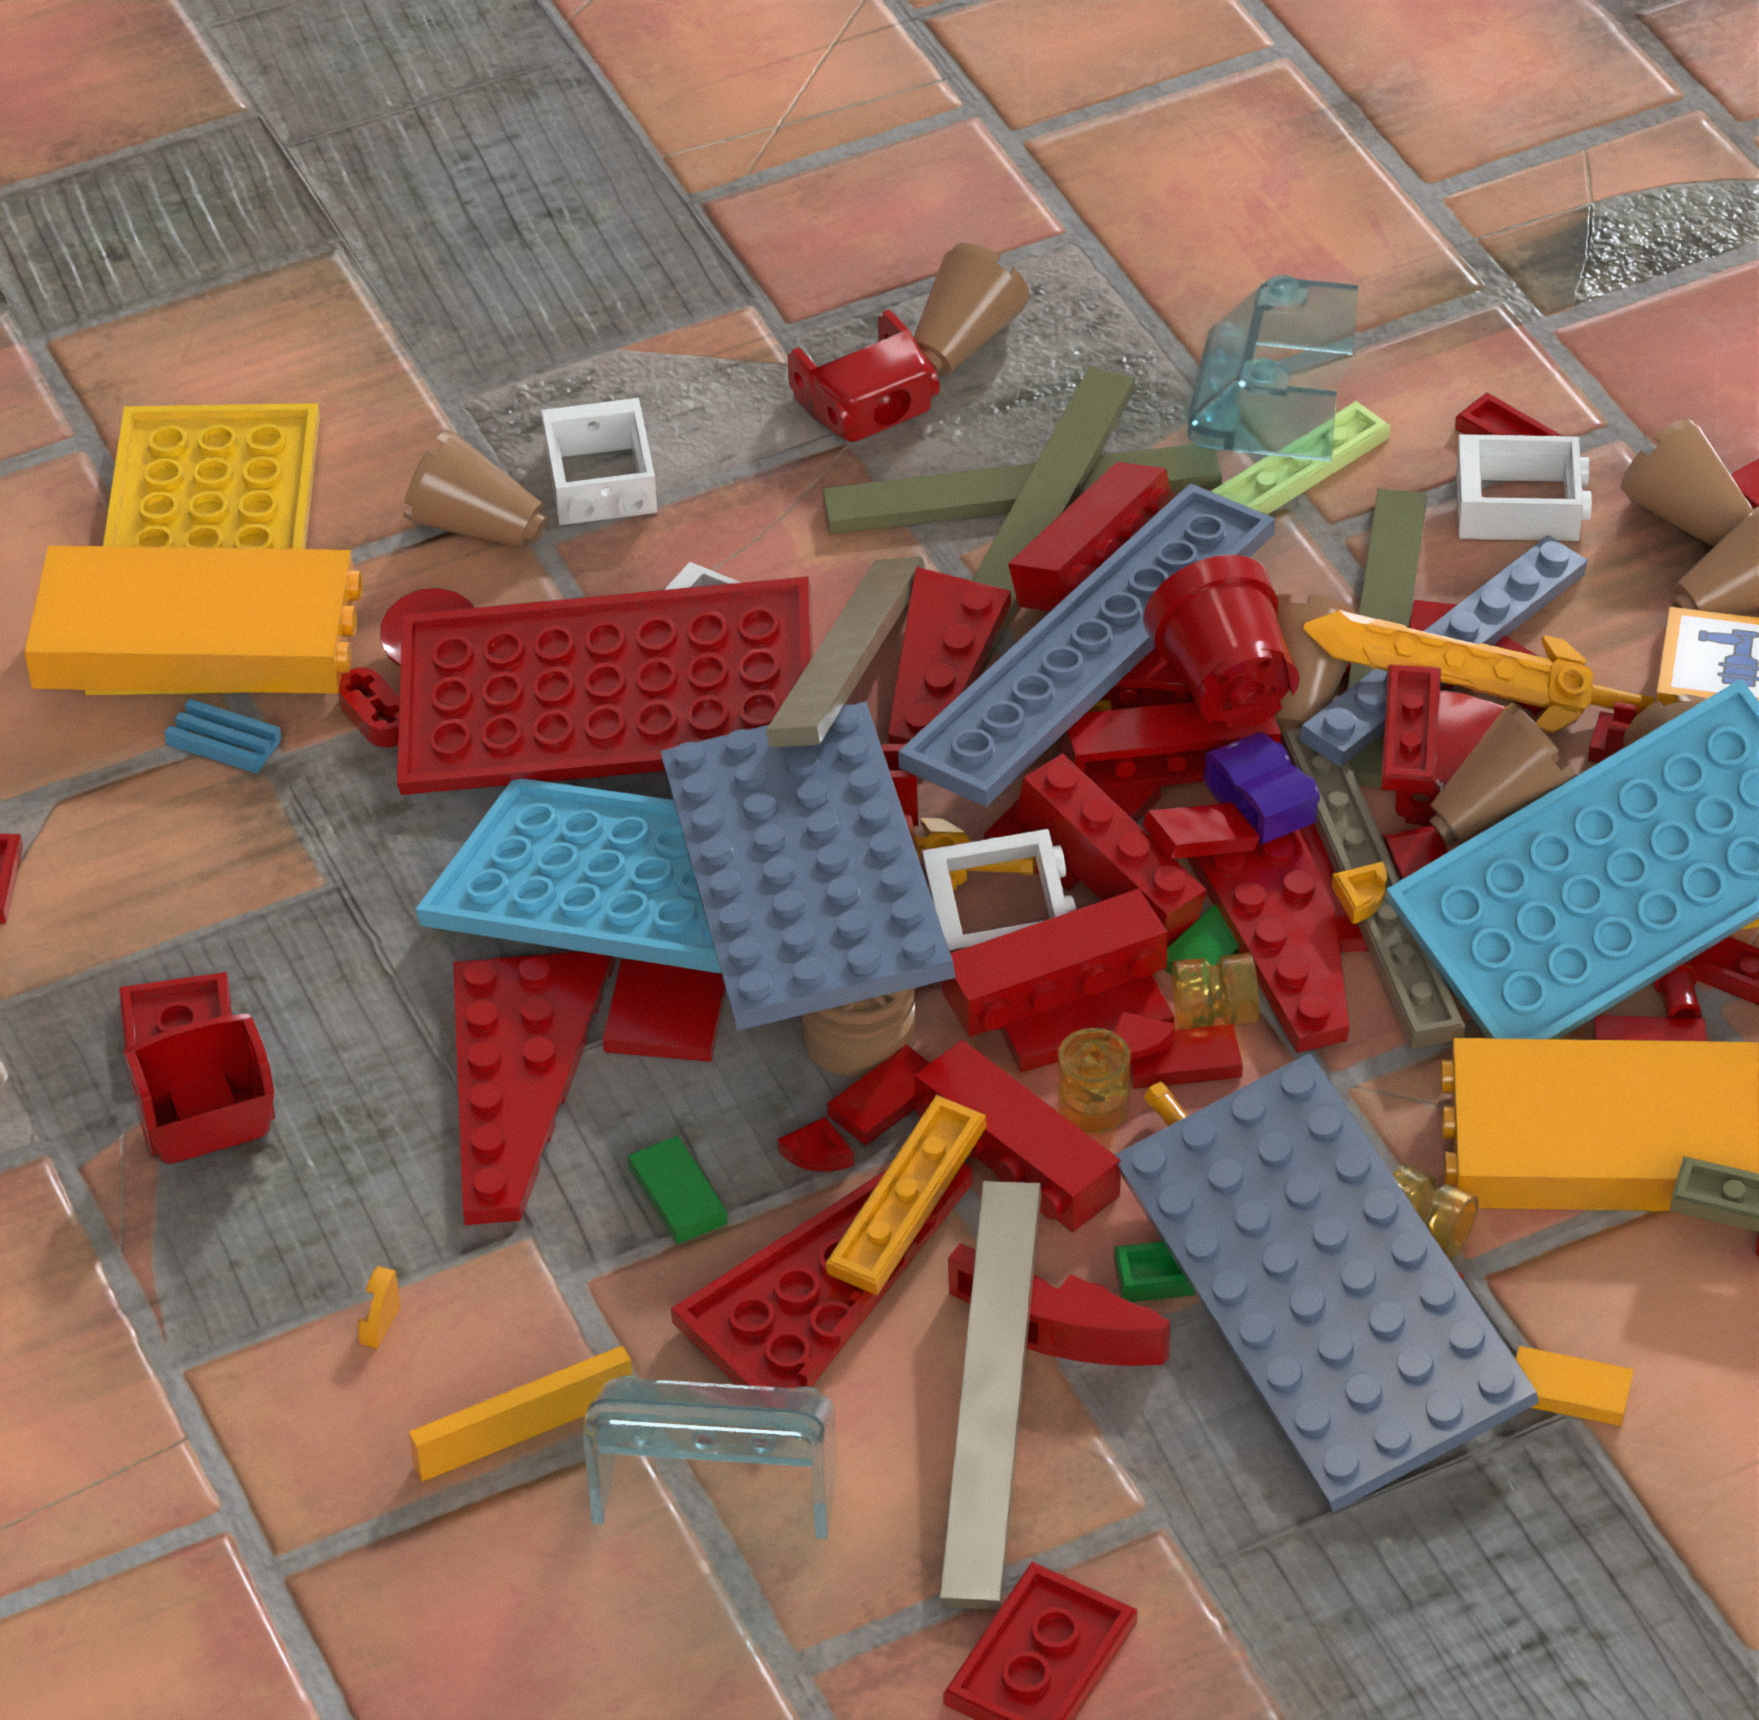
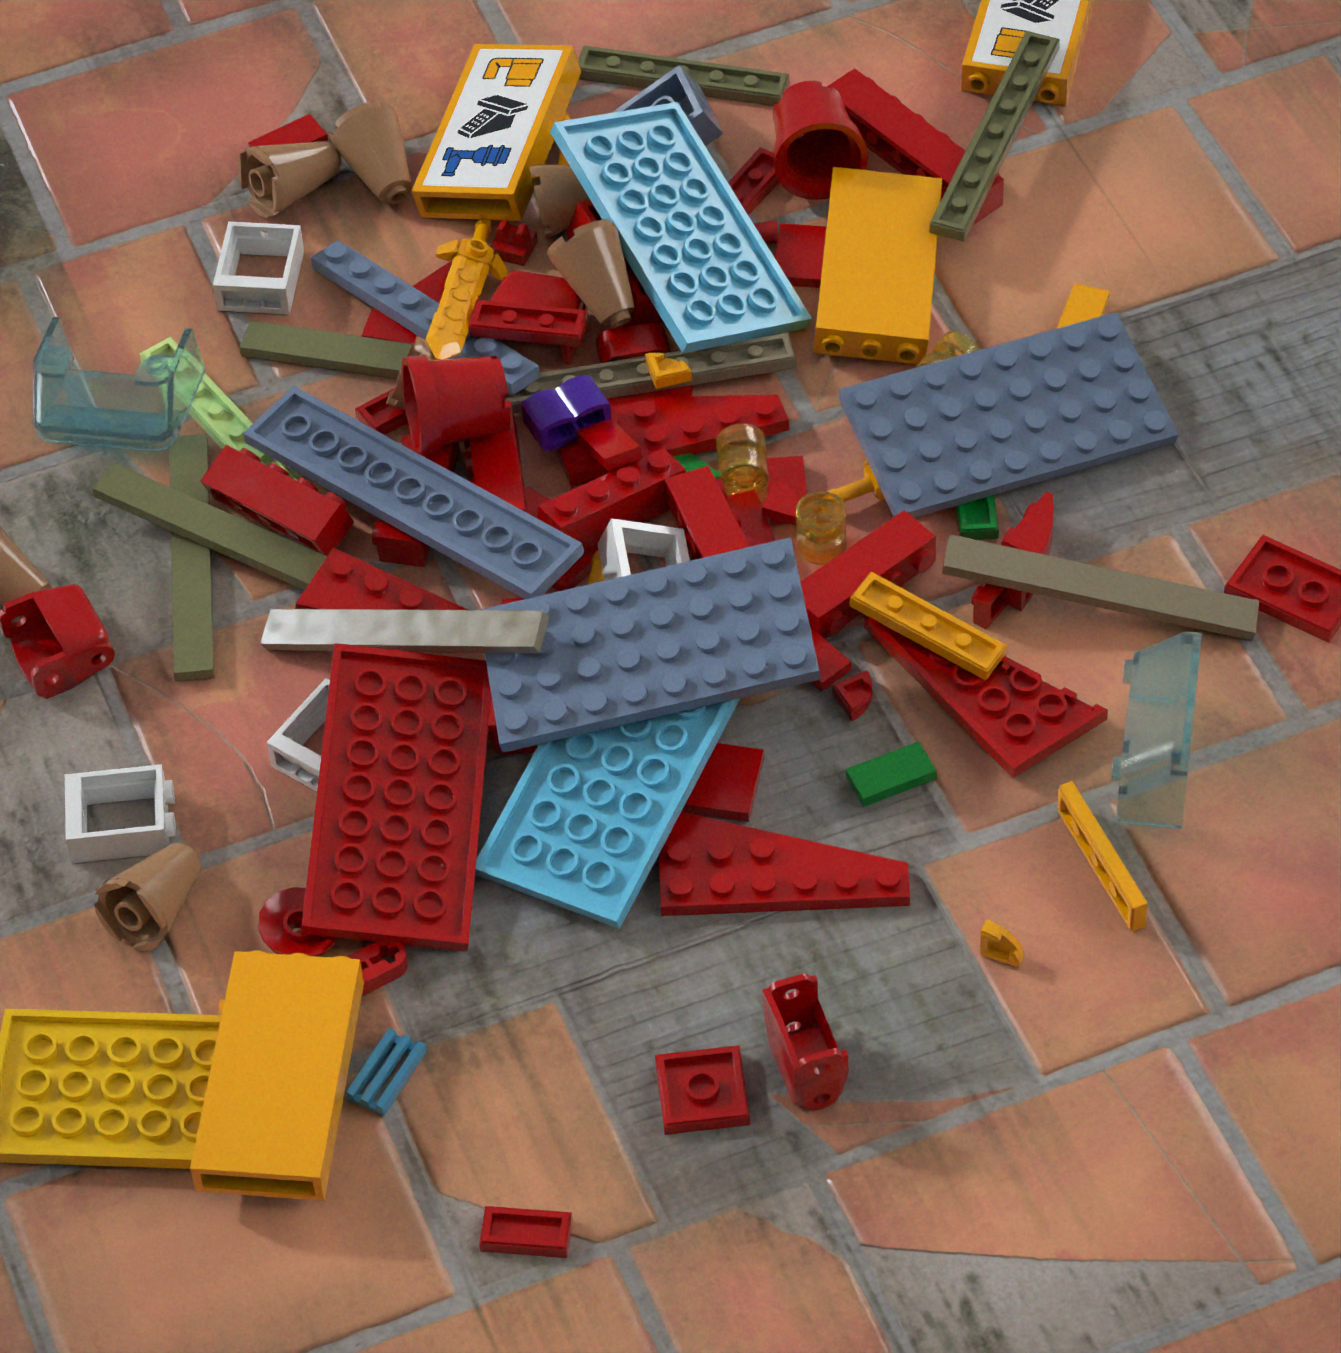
camera: 85 degrees left, 5 degrees up
(1495, 417) = (184, 276): red tile -> none

